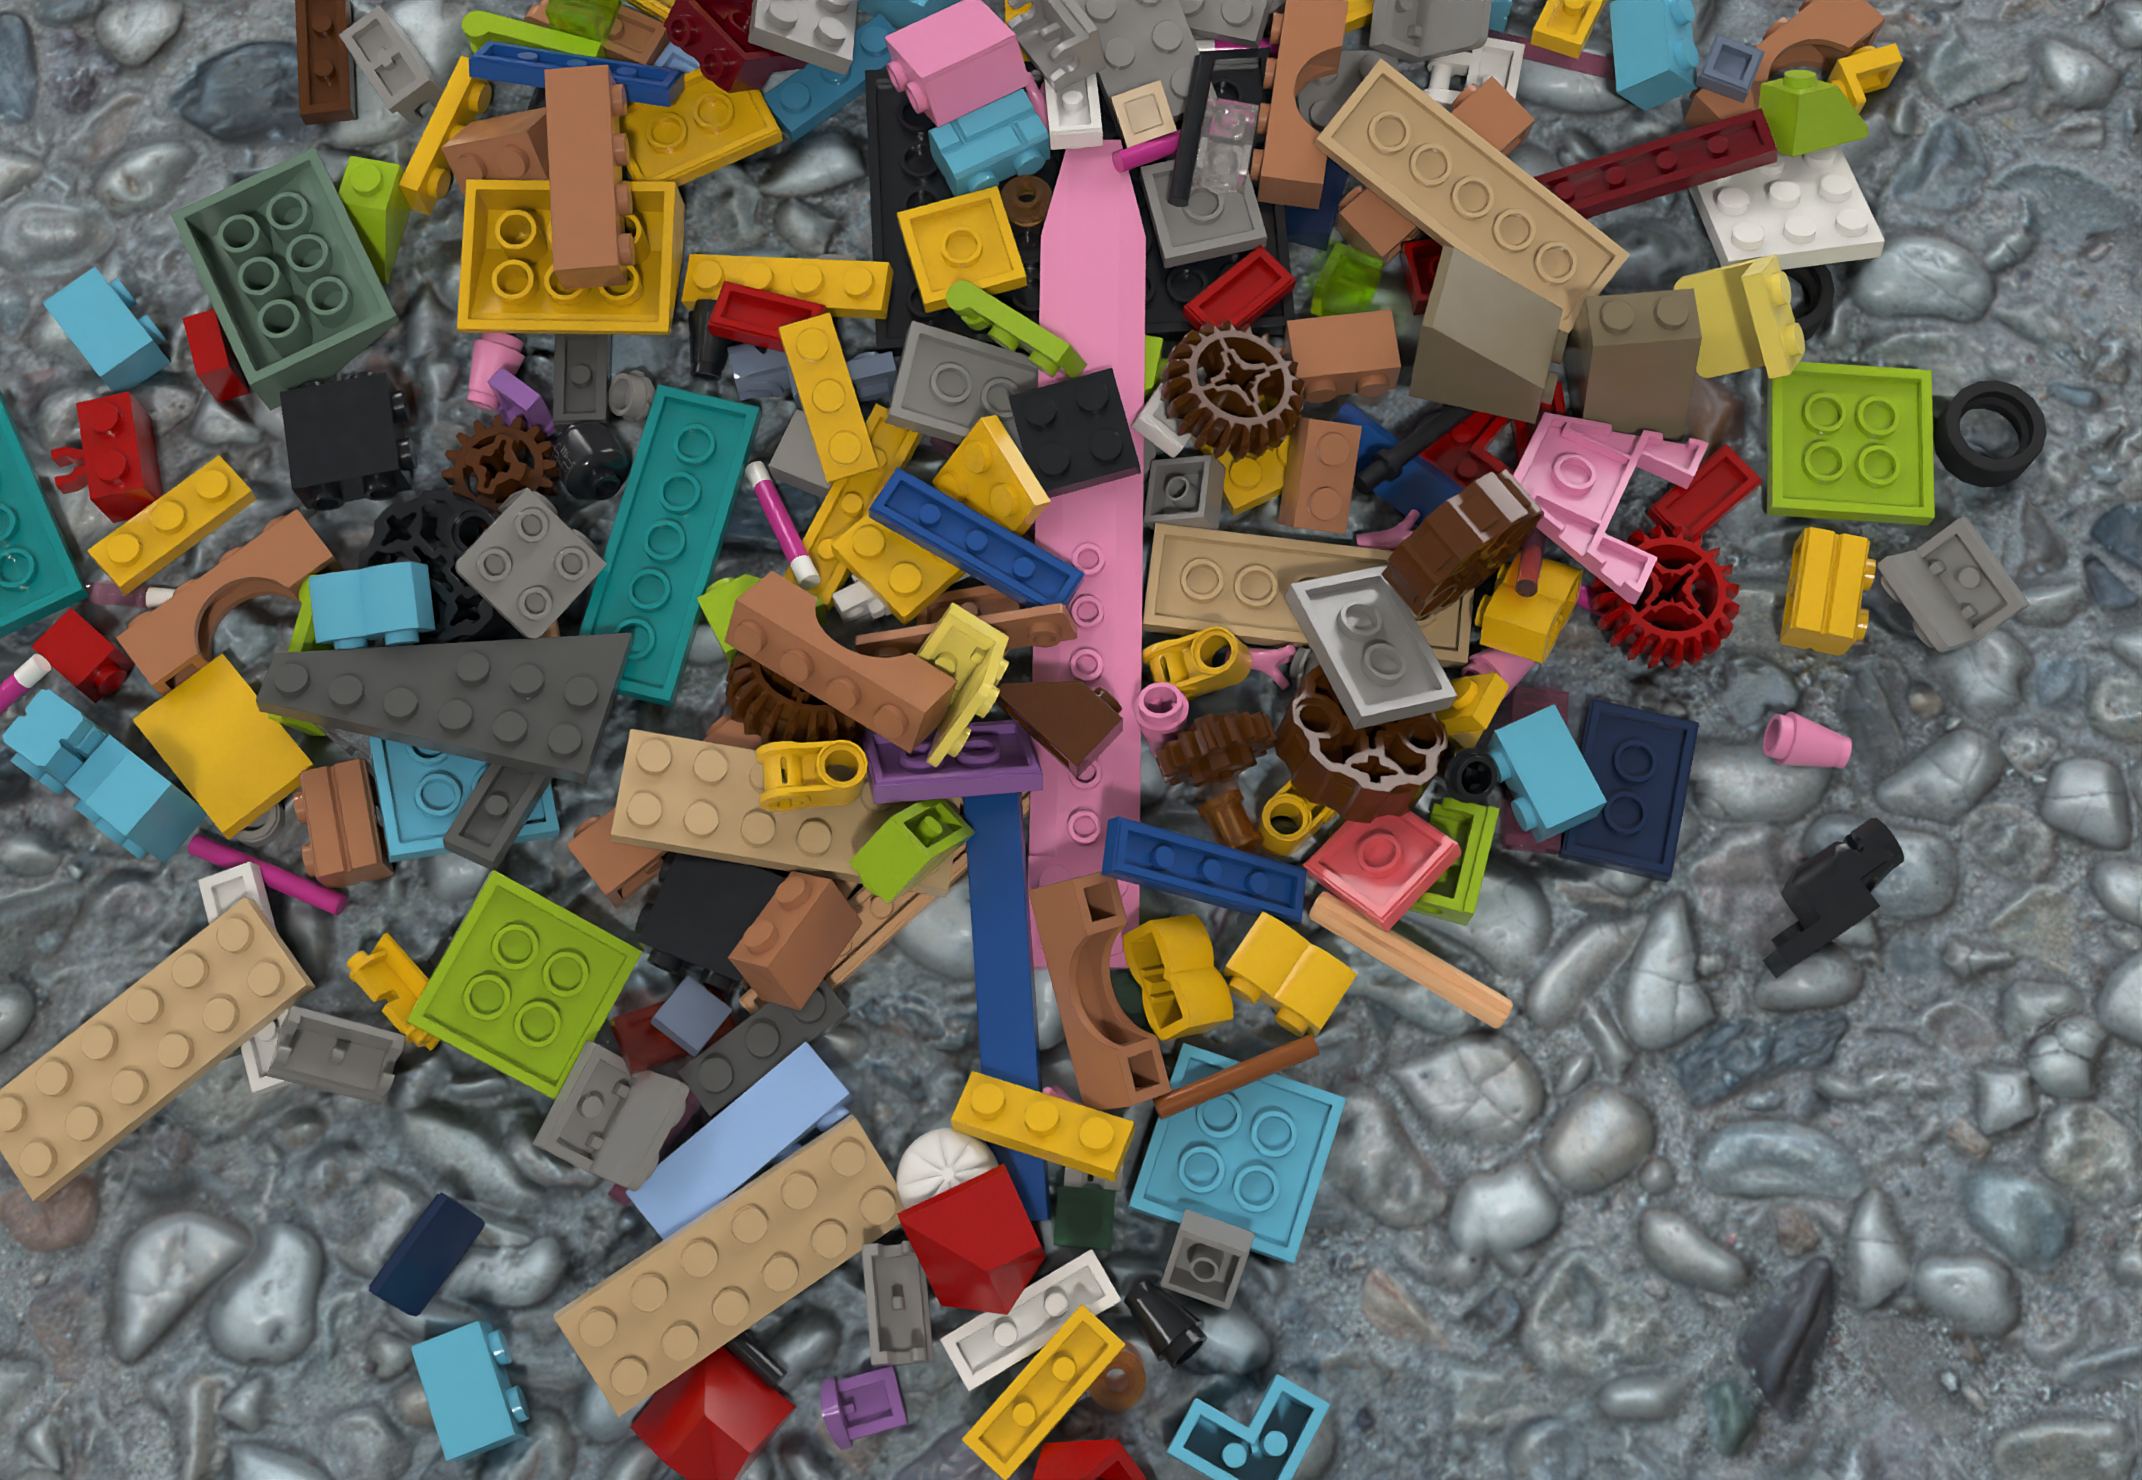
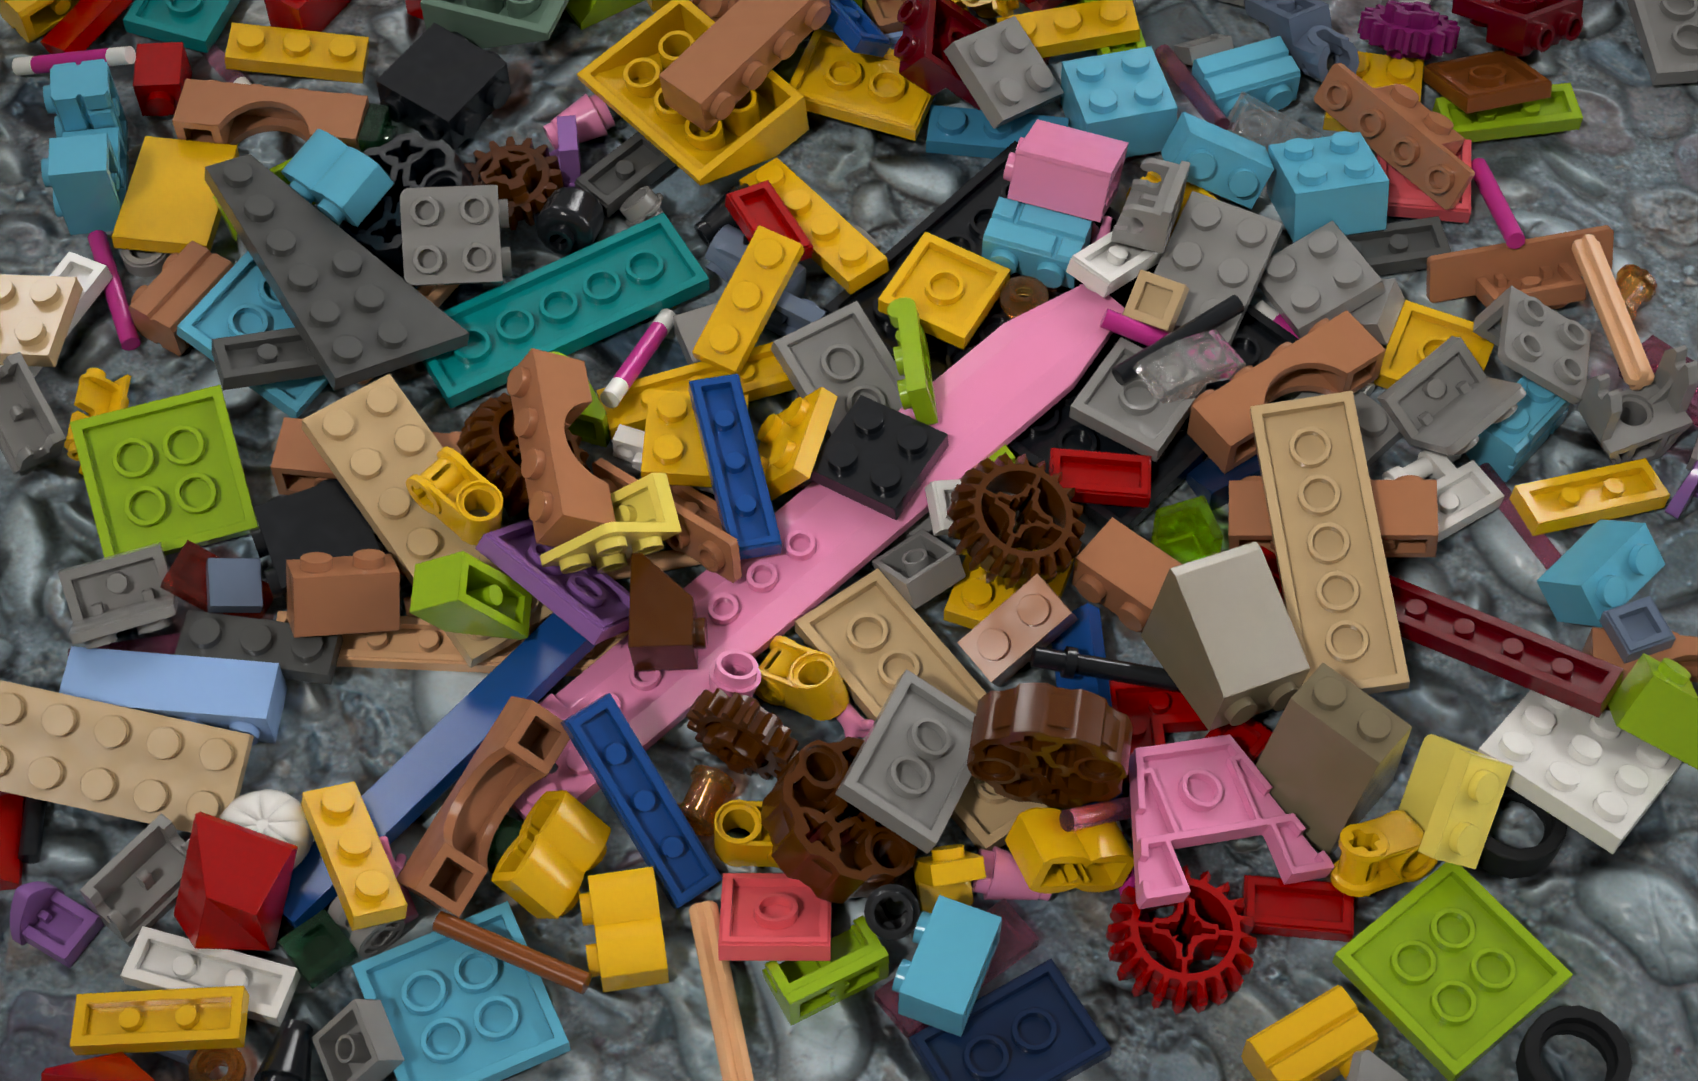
camera: 45 degrees right, 15 degrees down
(339, 533) = (376, 128): none -> clear green plate
(1728, 403) = (1380, 855): none -> yellow piece

